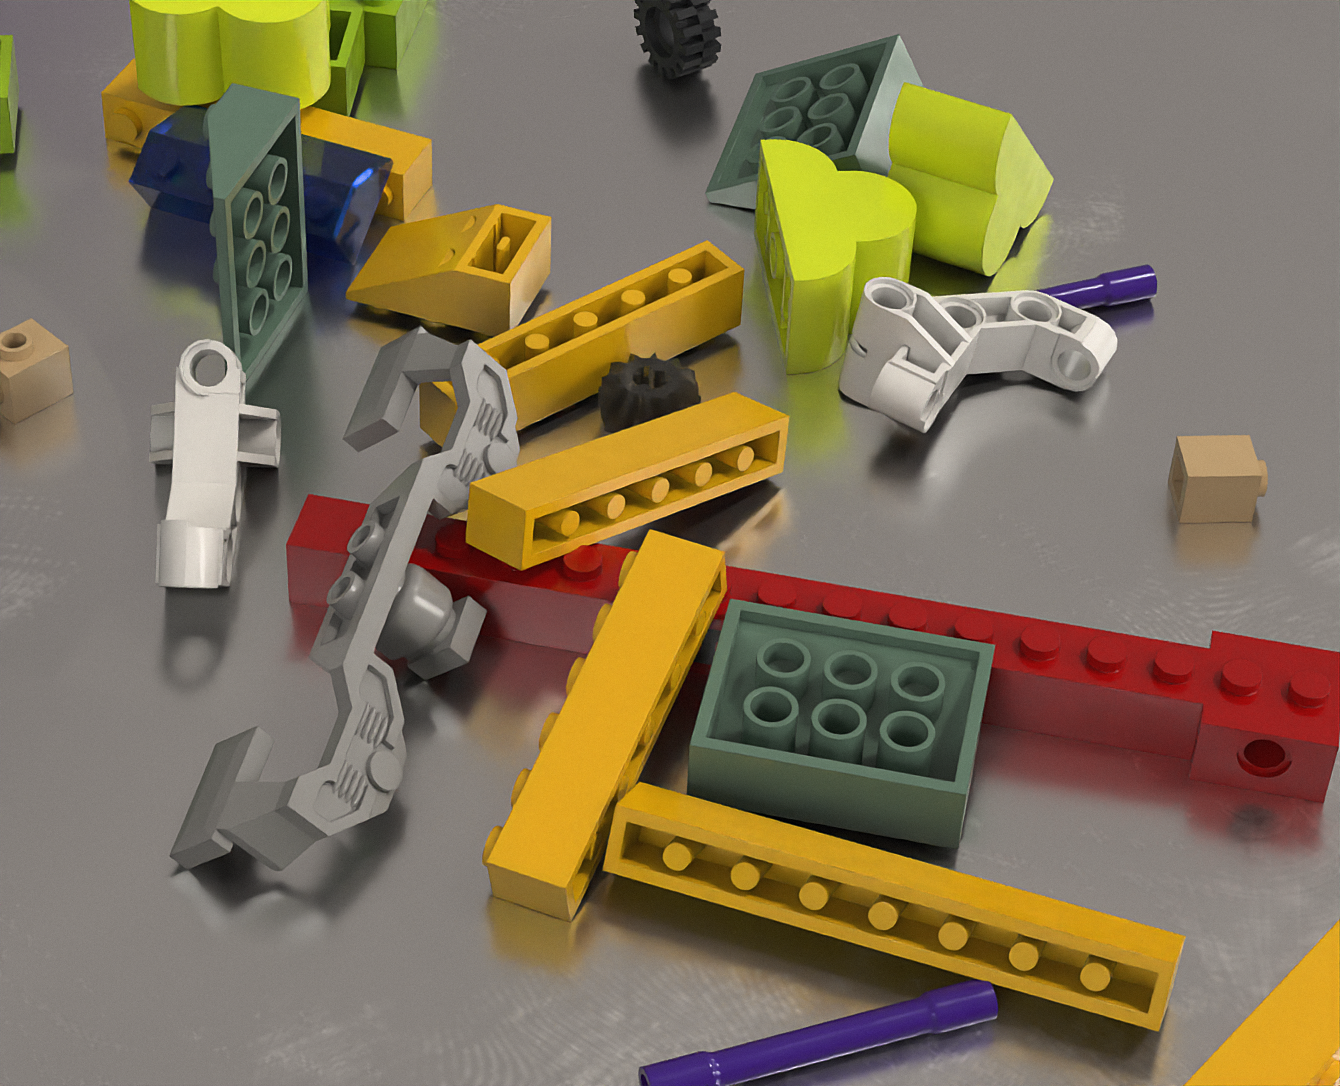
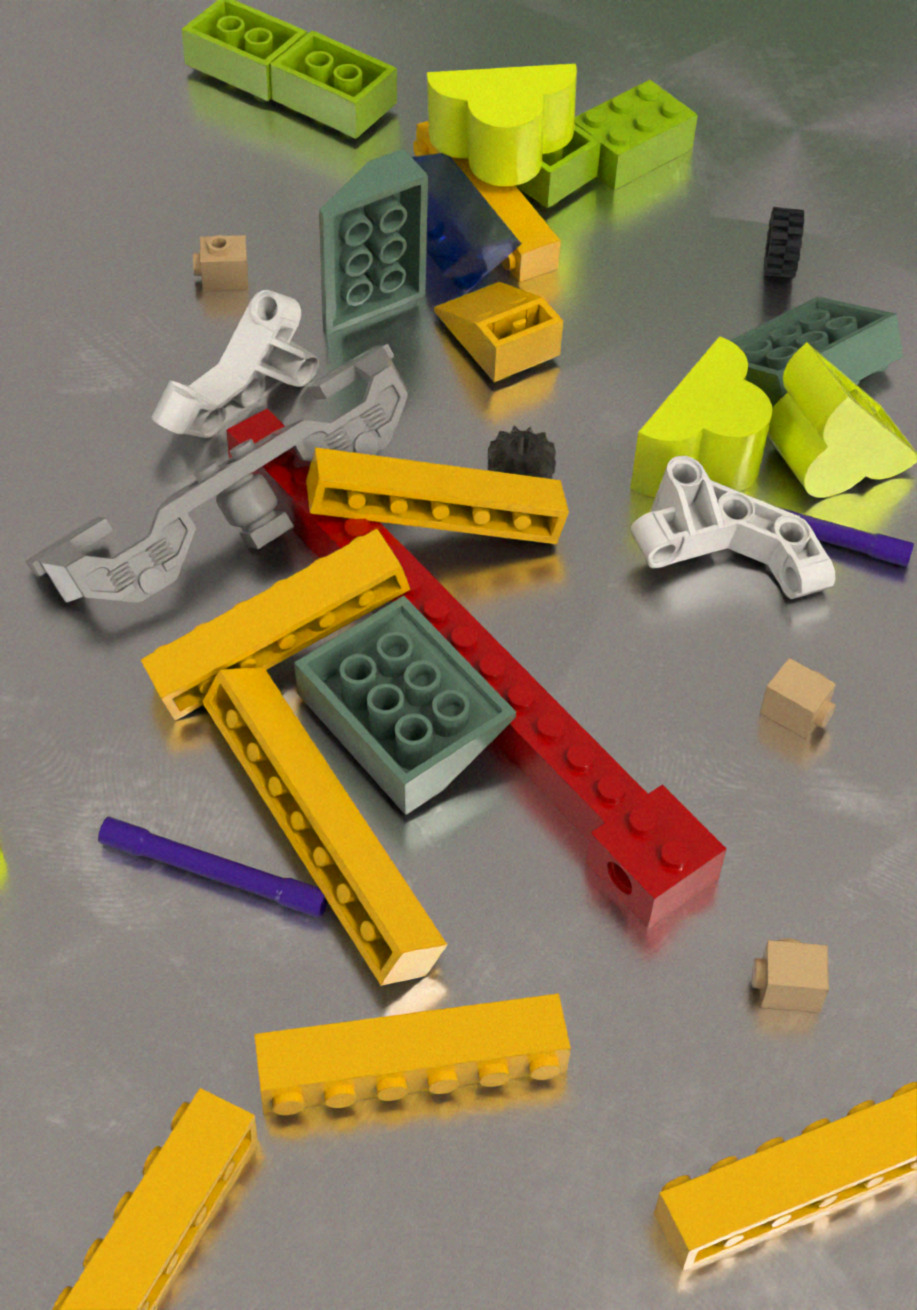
camera: 40 degrees right, 10 degrees up
(571, 348) = (489, 404): yellow brick -> none

